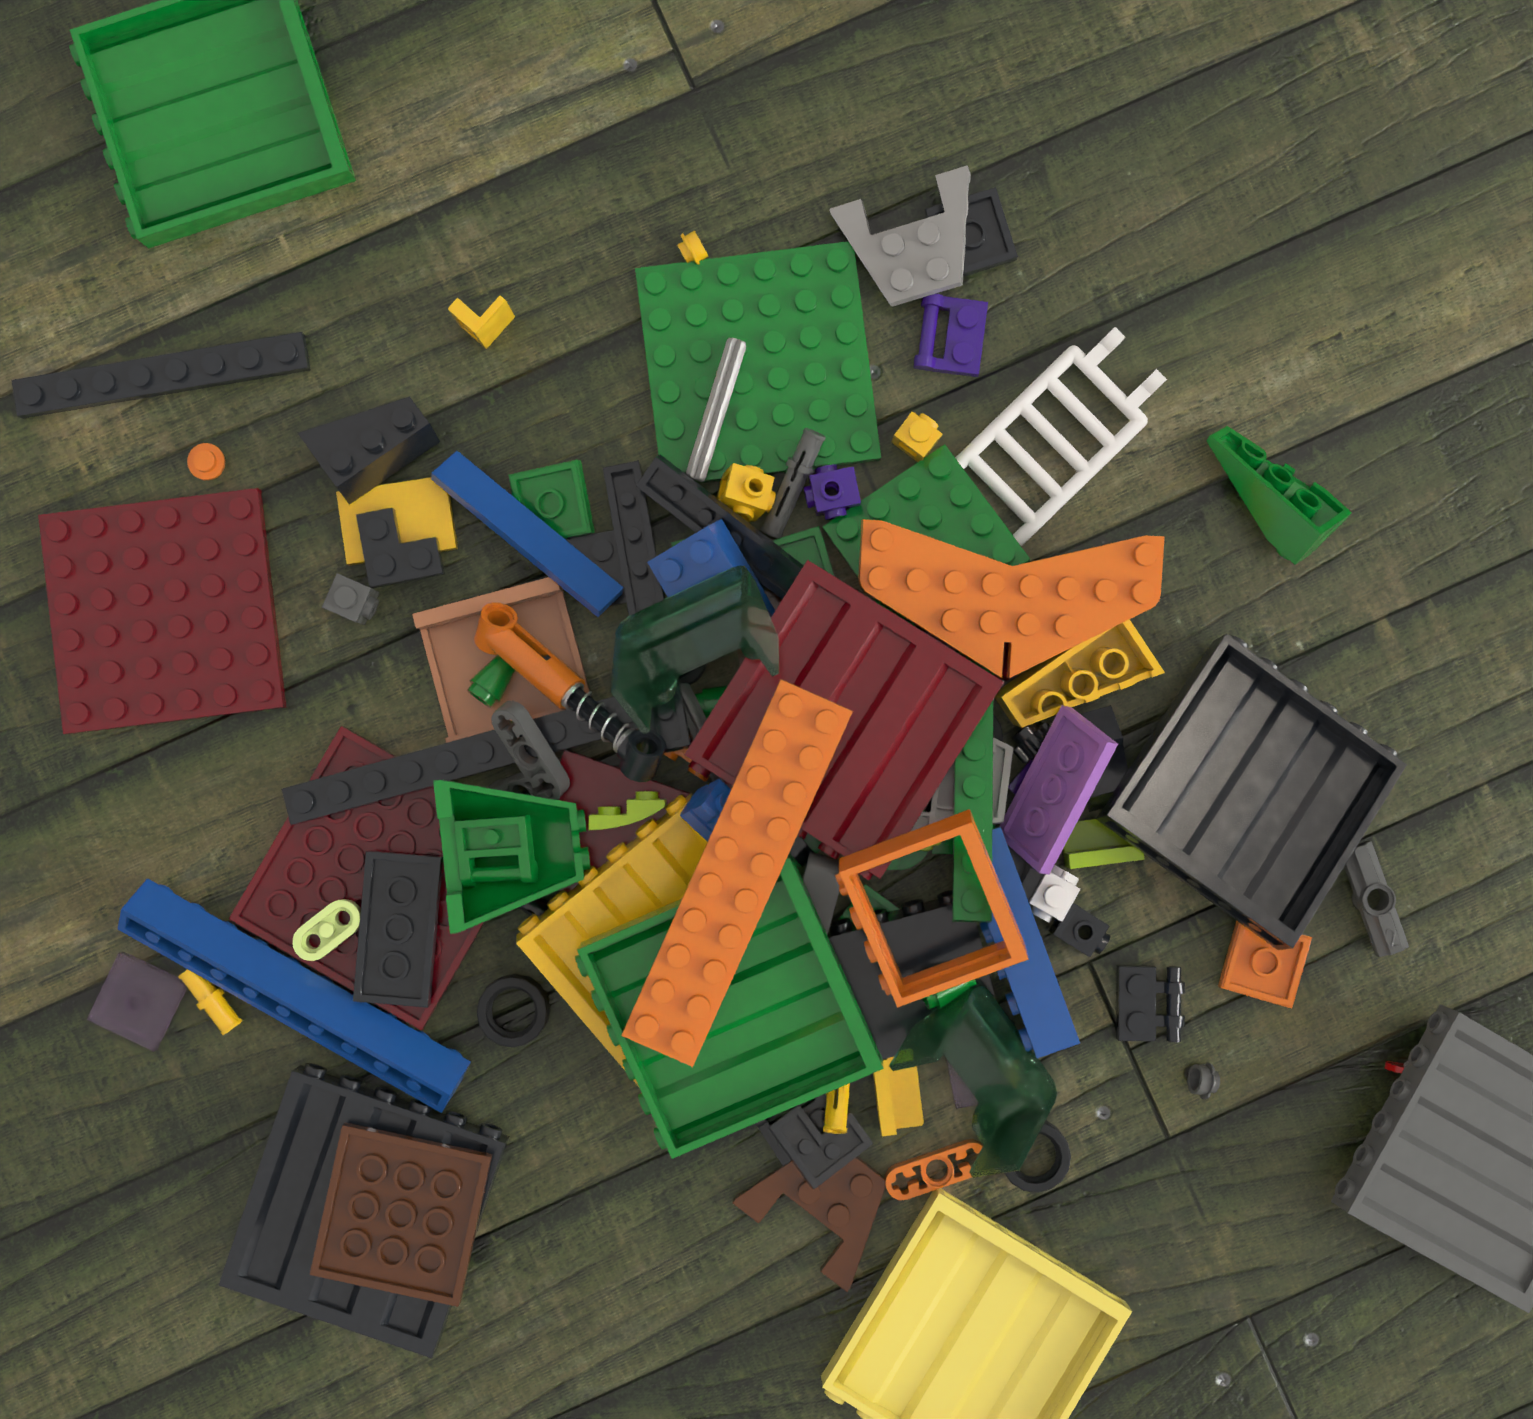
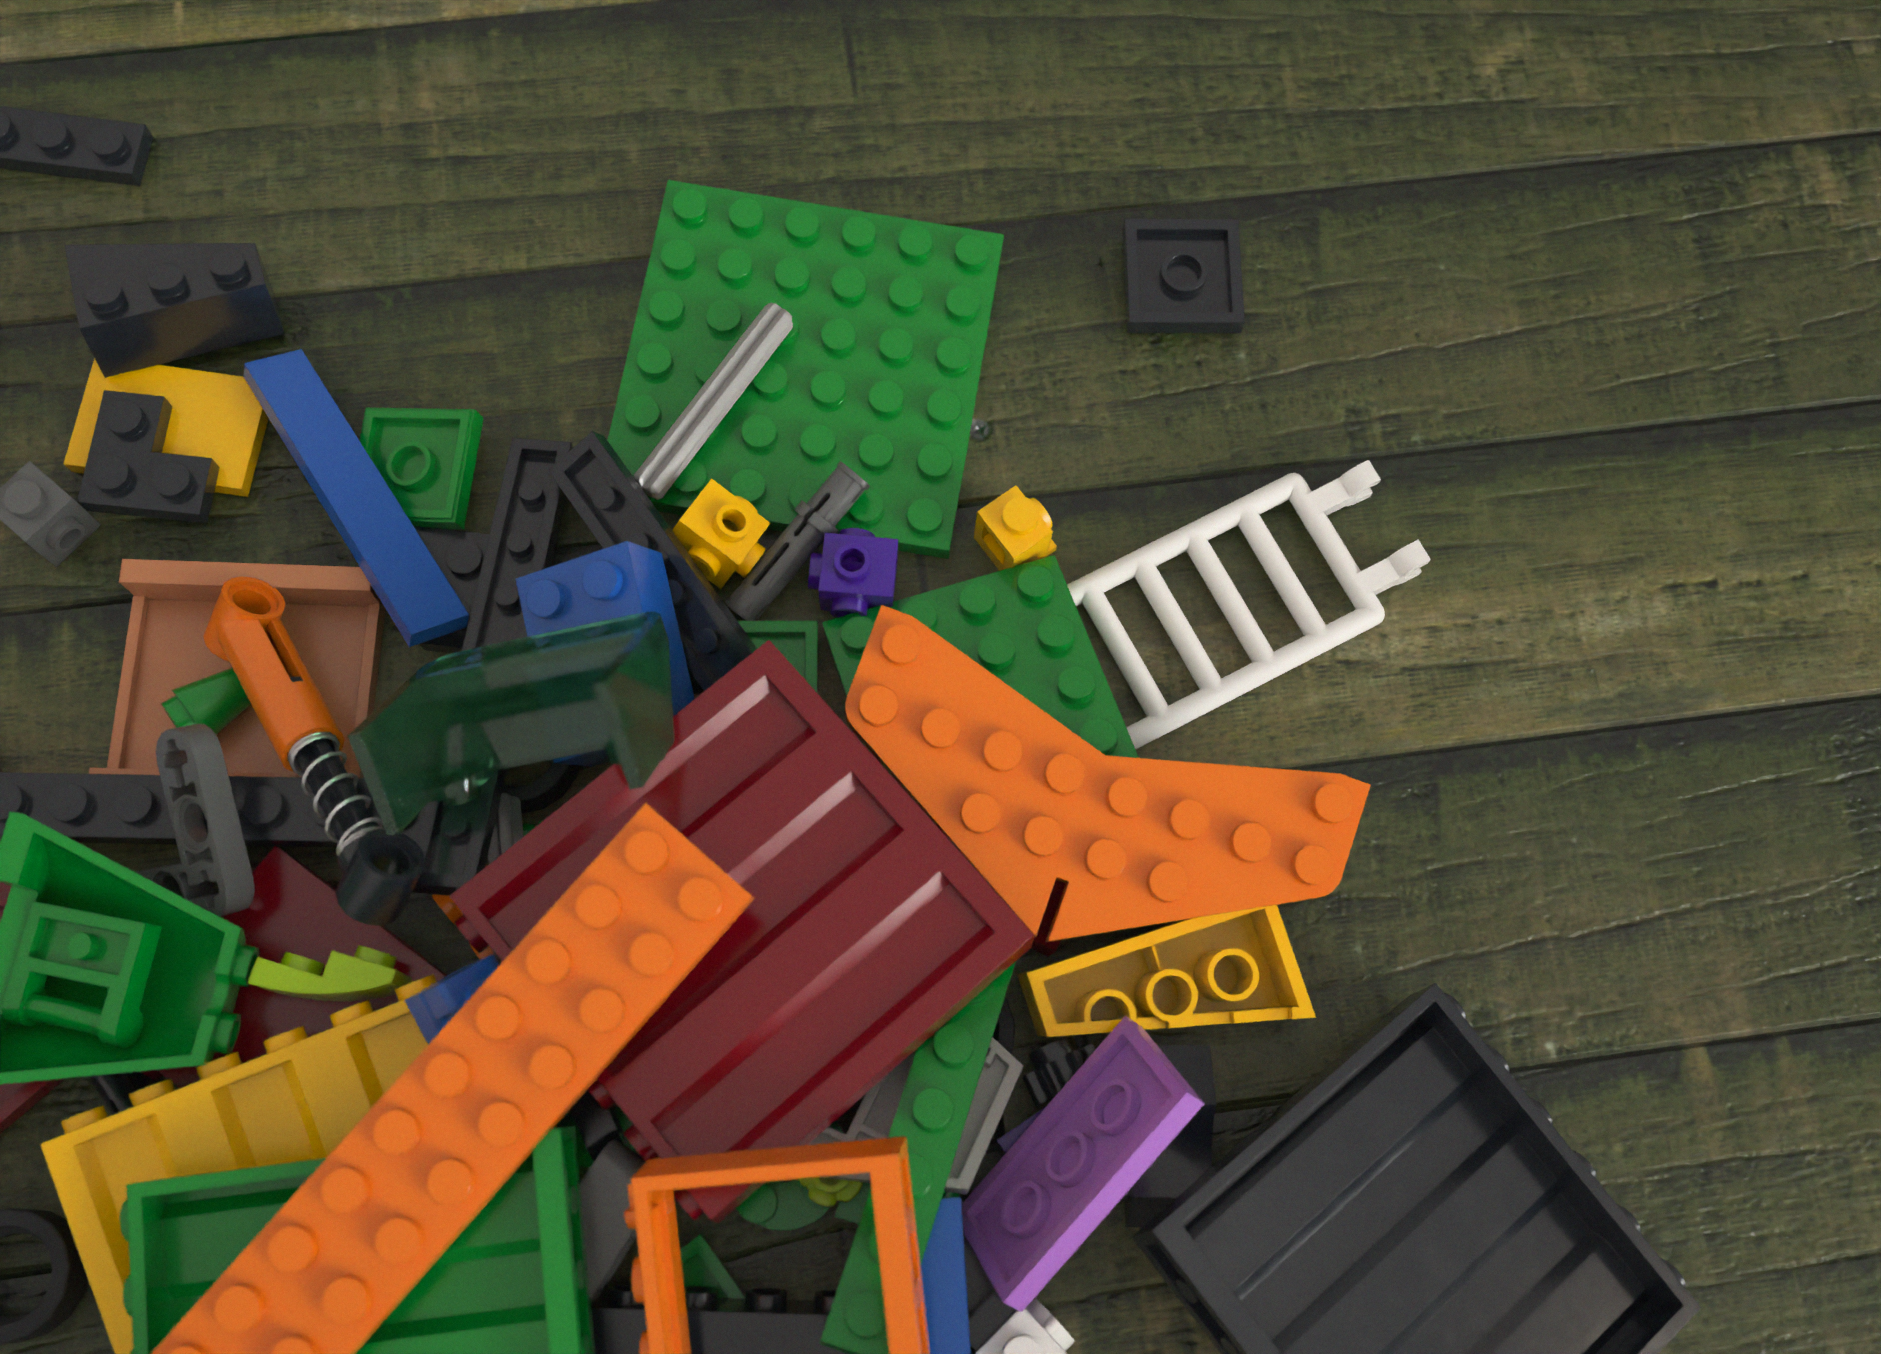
camera: 10 degrees right, 15 degrees down
(488, 326) = (417, 178): yellow panel -> none
(692, 248) = (762, 176): yellow plate -> none
(916, 256) = (1093, 277): light grey wing -> none
(962, 339) = (1128, 417): dark purple plate -> none
(1097, 845) = (1121, 1287): lime panel -> none
(1287, 510) = (1575, 820): green wedge -> none

